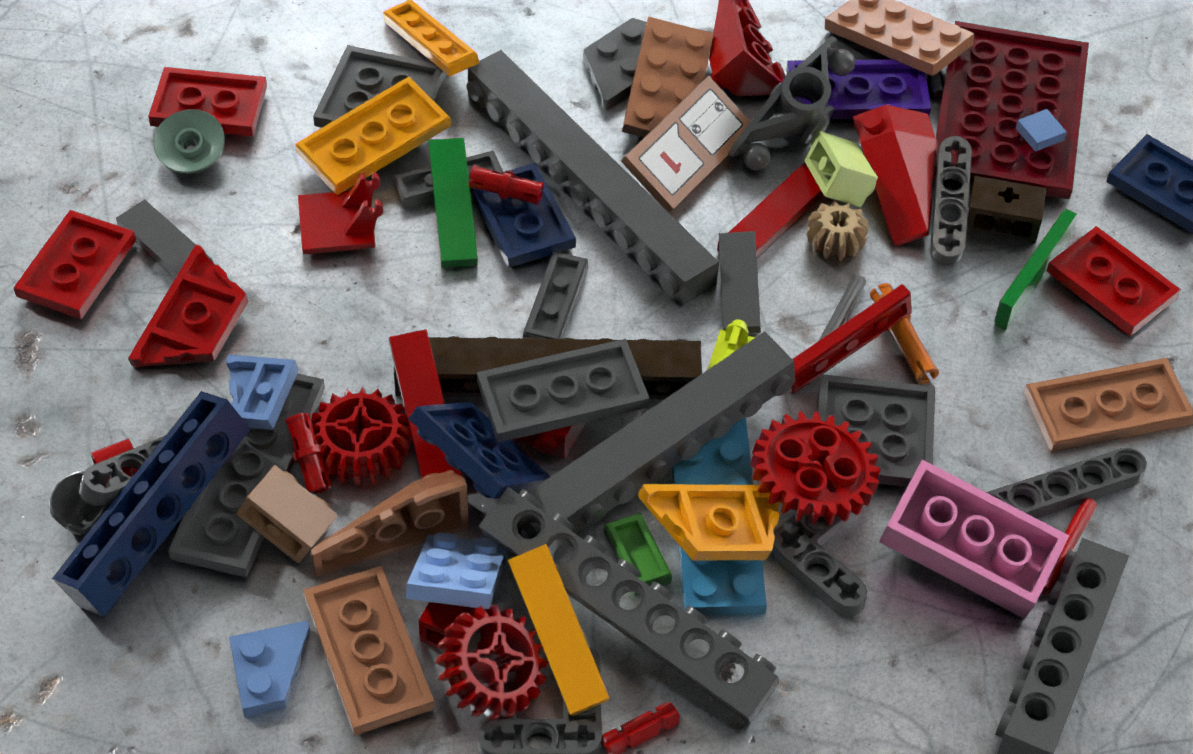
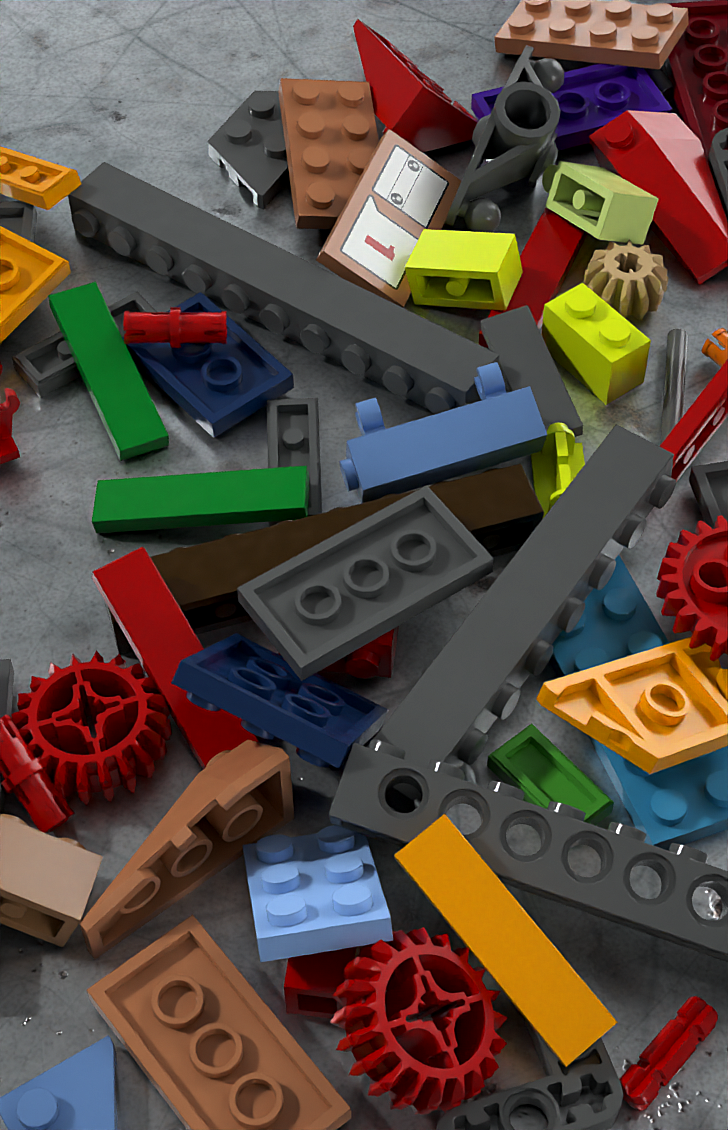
camera: 15 degrees left, 0 degrees up
(483, 308) = (201, 499): none -> green tile
(655, 313) = (442, 444): none -> medium blue brick
(723, 193) = (464, 269): none -> neon yellow brick
(793, 270) = (595, 343): none -> neon yellow brick

